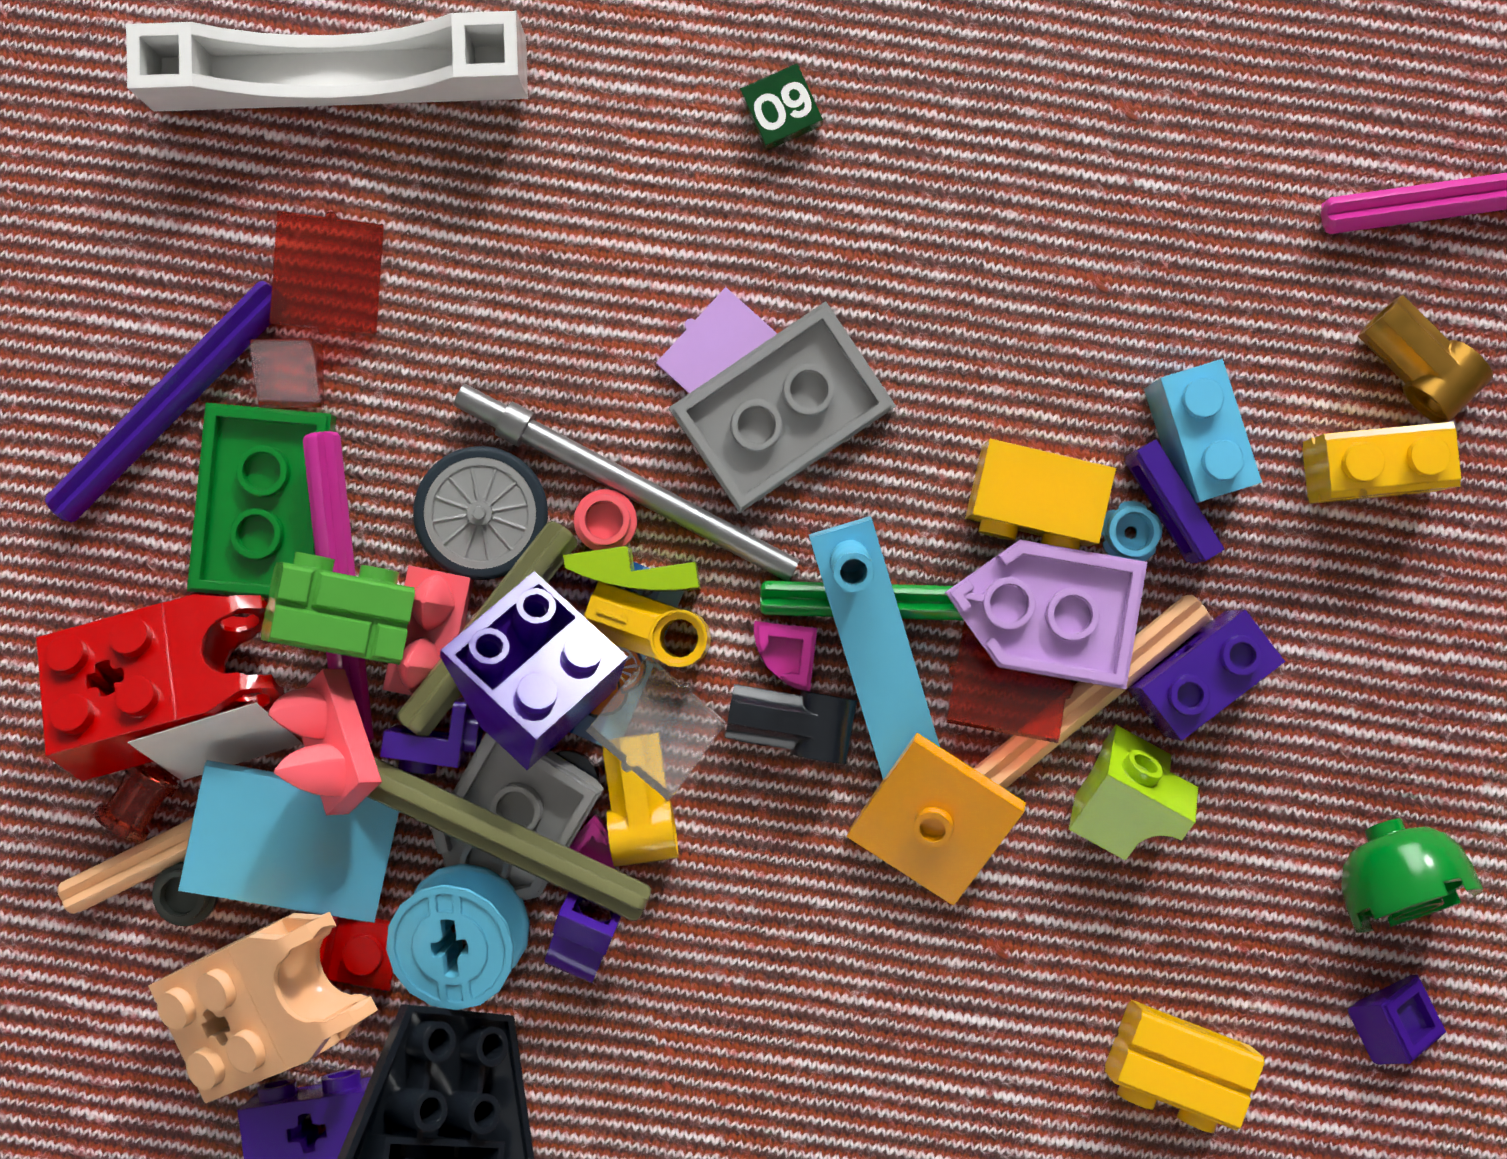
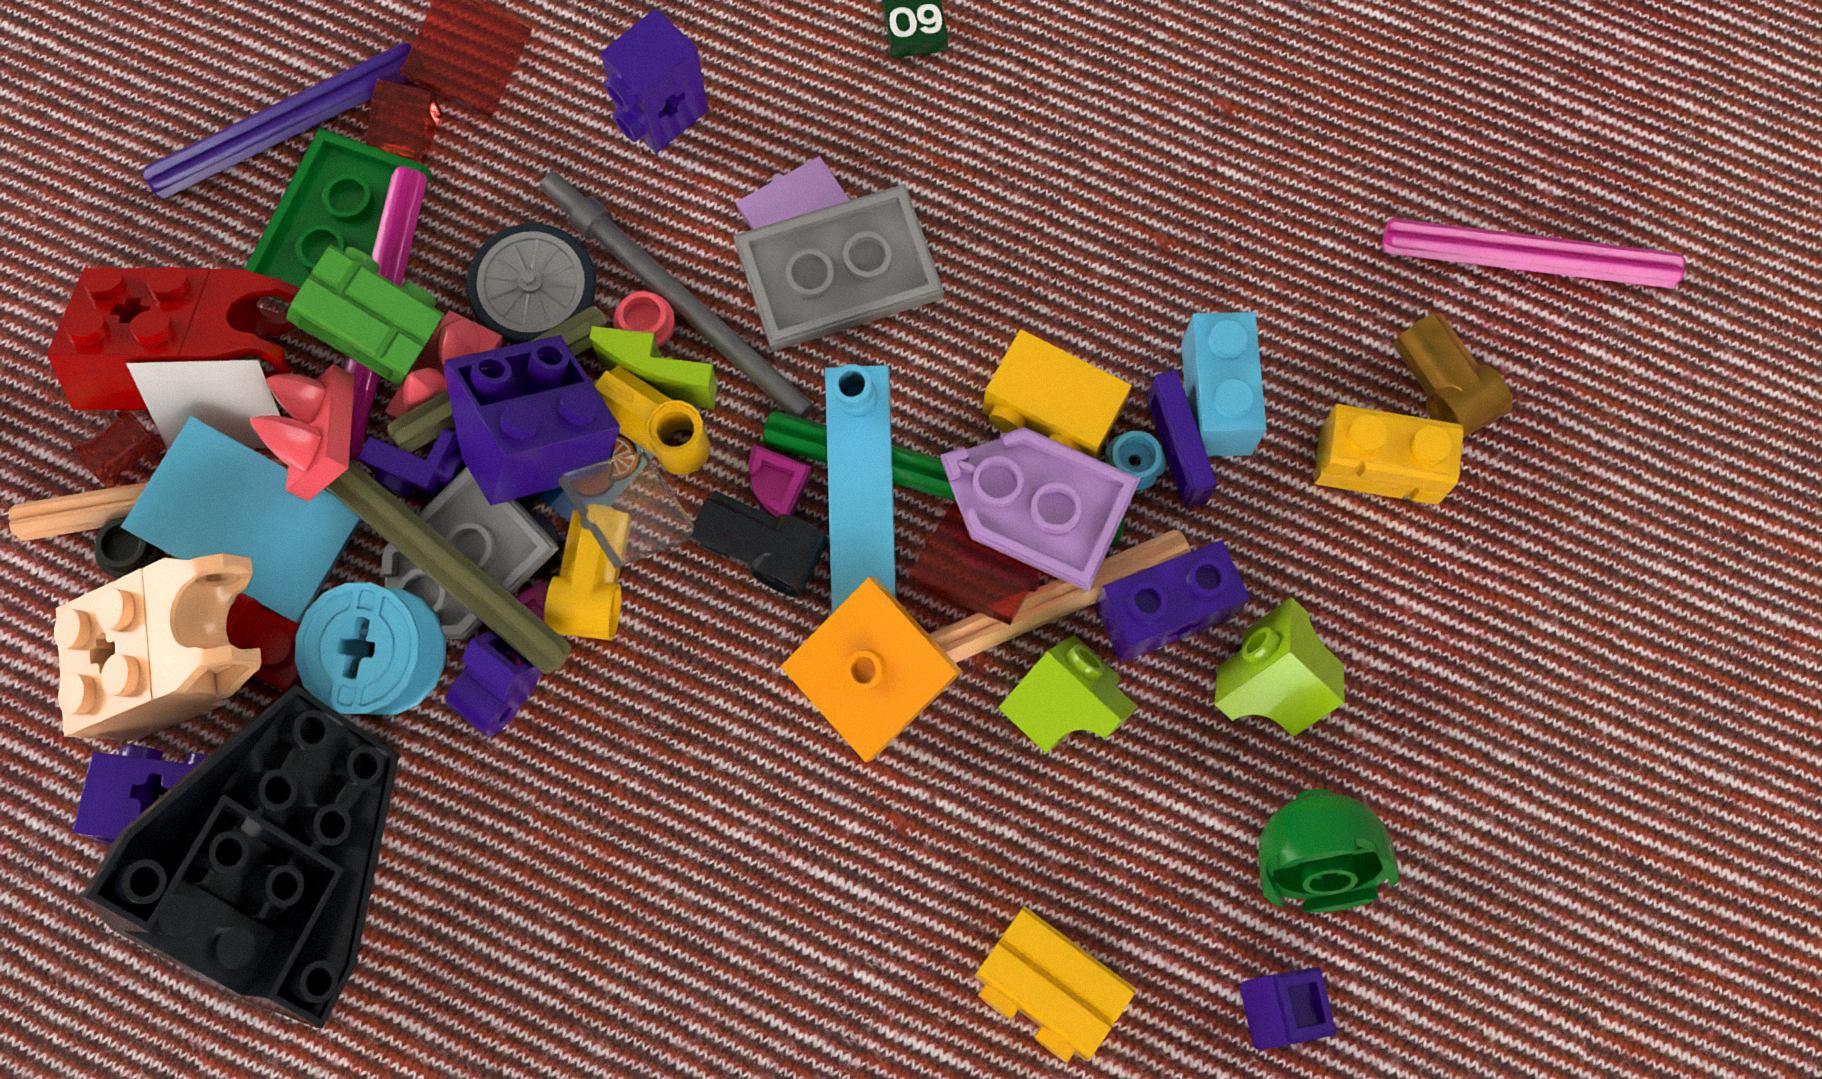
camera: 10 degrees right, 15 degrees down
(539, 268) = (654, 81): none -> dark purple brick
(1326, 716) = (1281, 672): none -> lime brick

